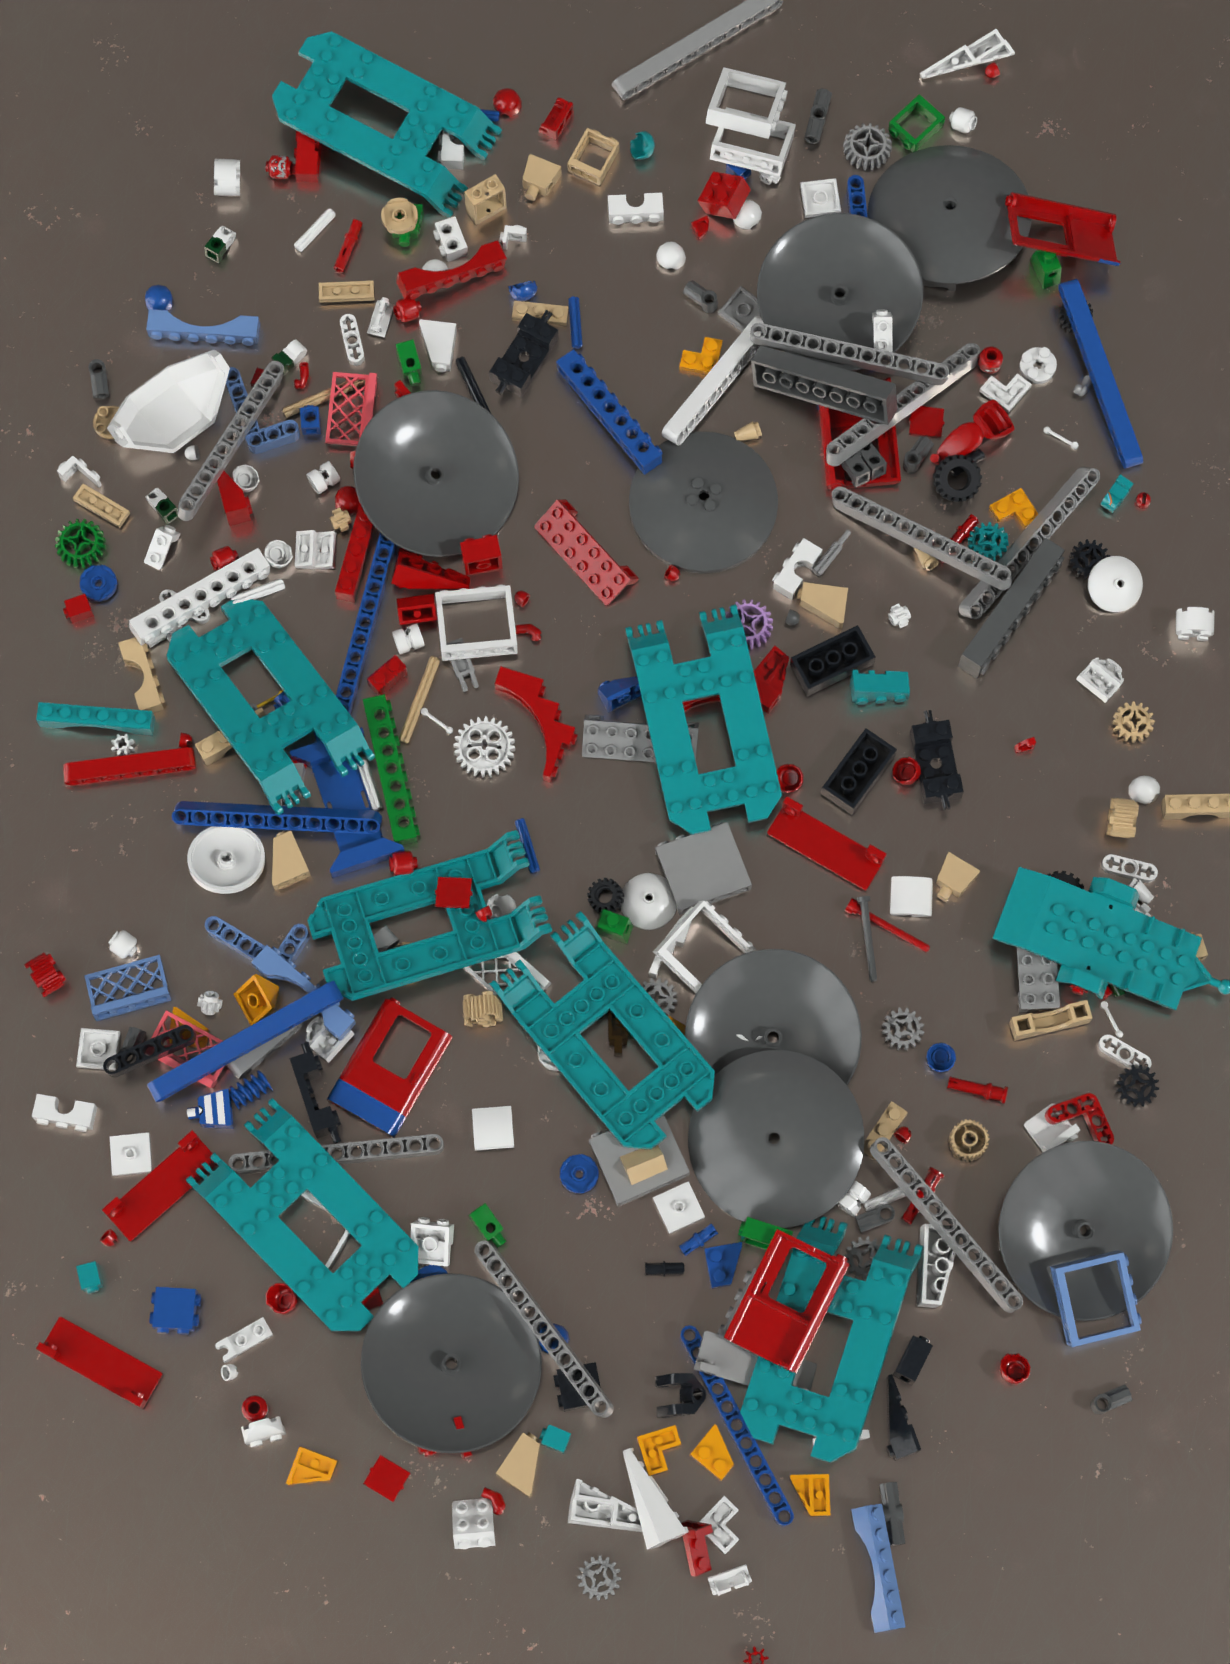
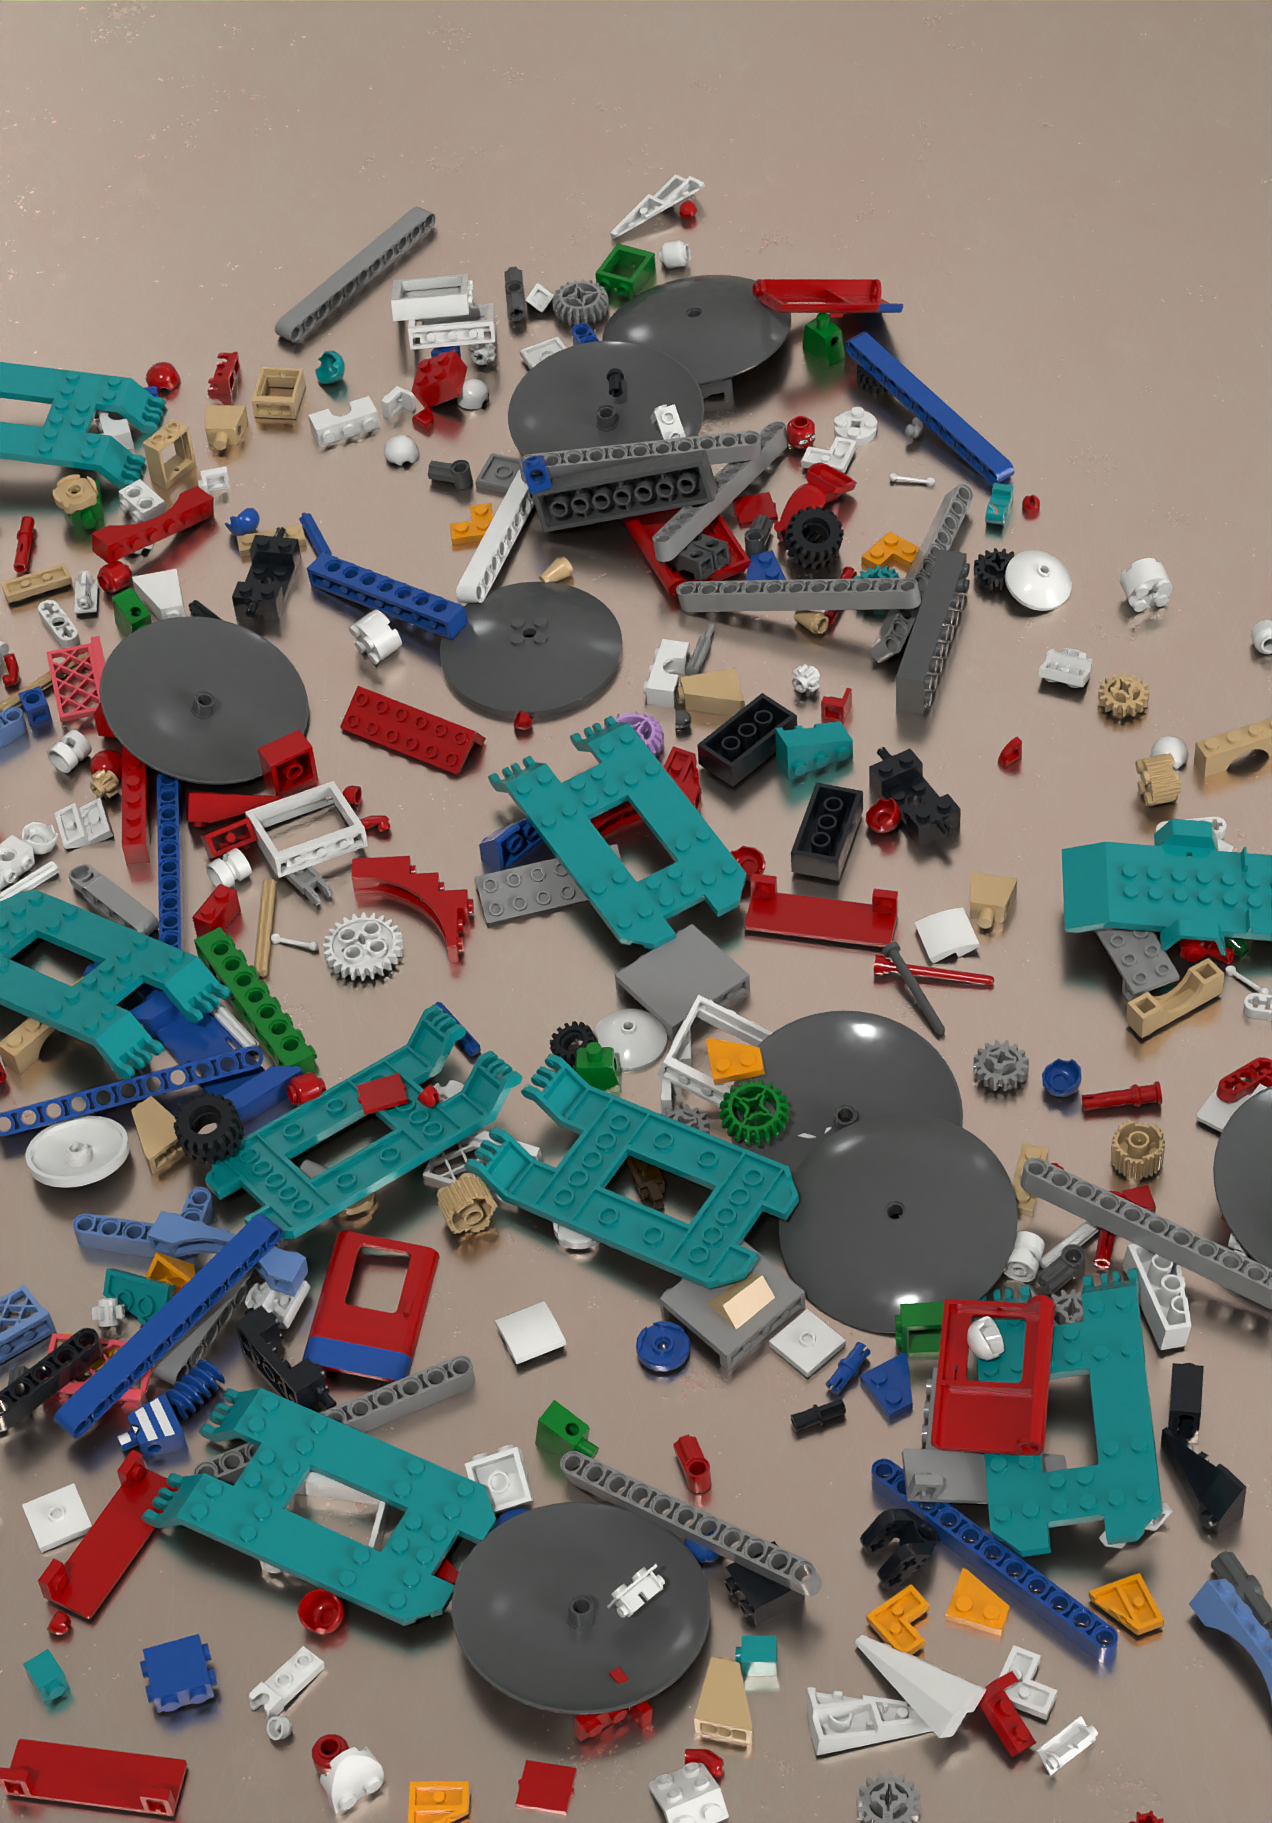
camera: 15 degrees left, 25 degrees down
(238, 1000) = (138, 1293): none -> teal wing
(309, 871) = (205, 1111): none -> black tyre
(315, 635) = (112, 900): none -> light grey piece
(482, 1370) = (644, 1583): none -> white hinge
(565, 1274) = (693, 1464): none -> red piece
(586, 451) = (375, 636): none -> white brick
(681, 201) = (396, 400): none -> white bracket
(696, 1002) = (755, 1125): none -> green gear
(708, 966) = (733, 1061): none -> light orange wing
(759, 347) = (536, 482): none -> blue brick
(792, 1271) = (985, 1339): none -> white hair
(837, 126) = (540, 296): none -> white panel
(856, 268) = (615, 379): none -> black pin
(908, 493) = (764, 567): none -> blue wing
(913, 649) = (836, 708): none -> red panel
(955, 1177) = (1141, 1196): none -> red tile

